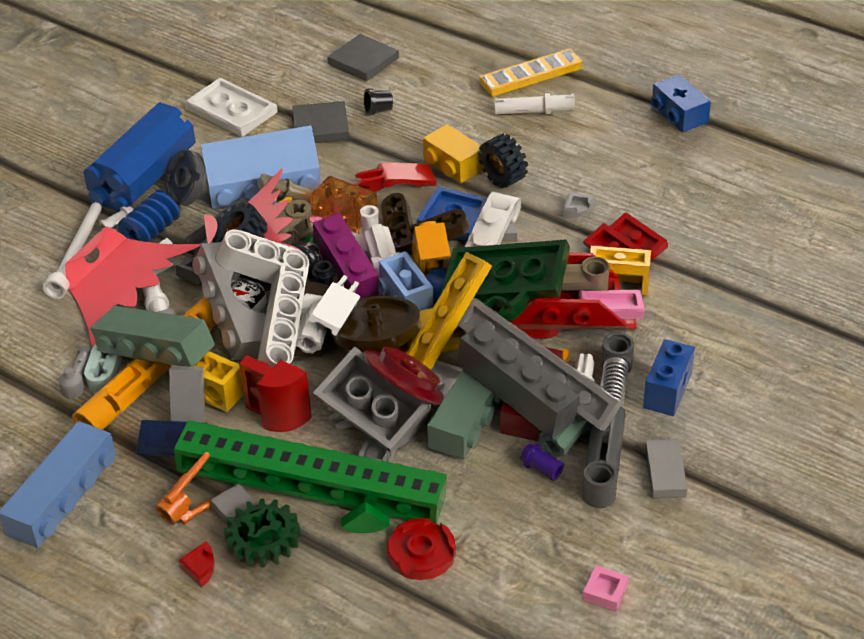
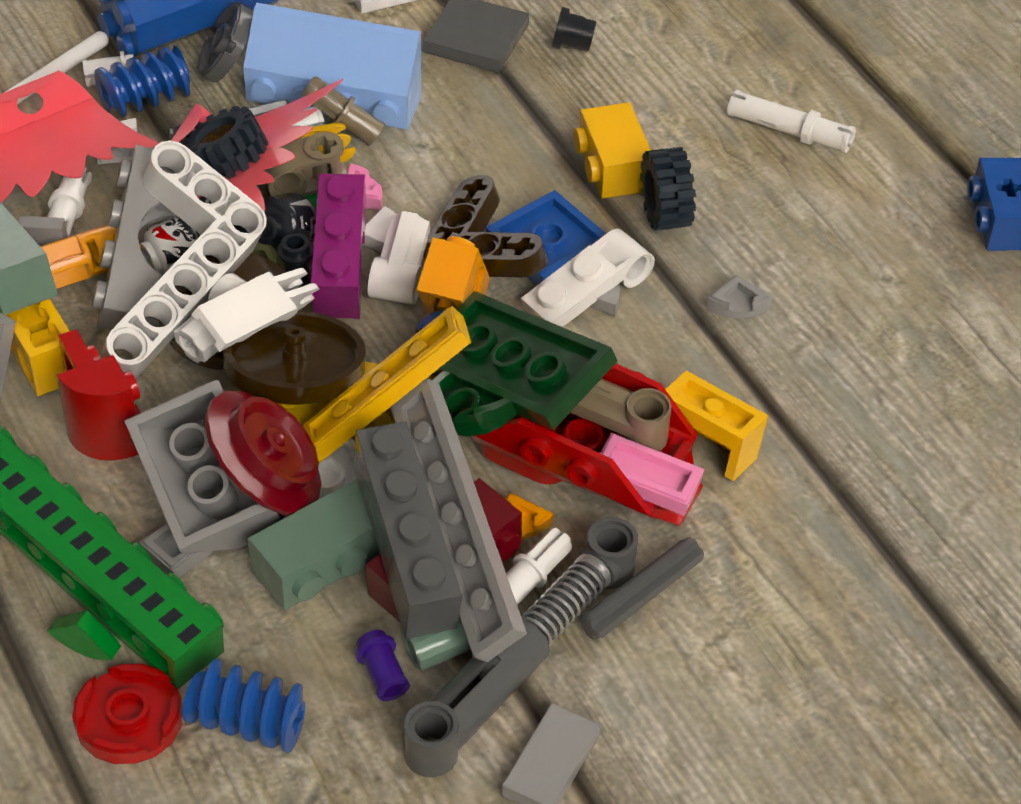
camera: 25 degrees right, 5 degrees up
(341, 197) = (408, 164): clear orange brick -> none
(369, 217) = (419, 199): white pin -> none
(390, 174) = (511, 148): red arm -> none
(404, 279) = (387, 311): light blue brick -> none
(490, 510) = (245, 706): none -> blue piece
(530, 72) = (827, 70): yellow tile -> none
(629, 234) = (768, 381): red slope -> none
(643, 365) = (641, 588): none -> dark grey axle
(668, 377) = (654, 622): blue brick -> none

